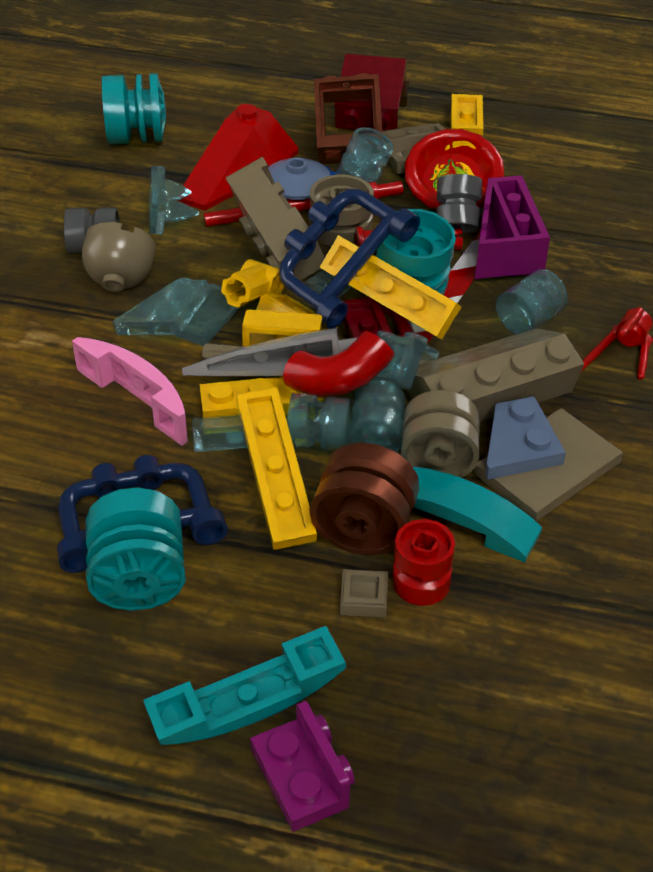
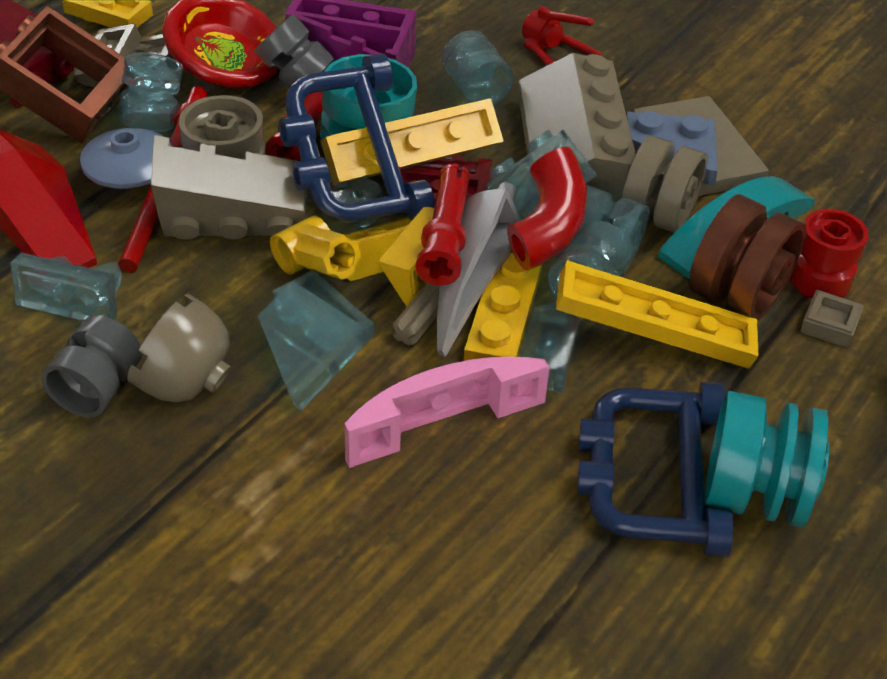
camera: 70 degrees left, 0 degrees up
(276, 323) = (444, 235): none -> red pin

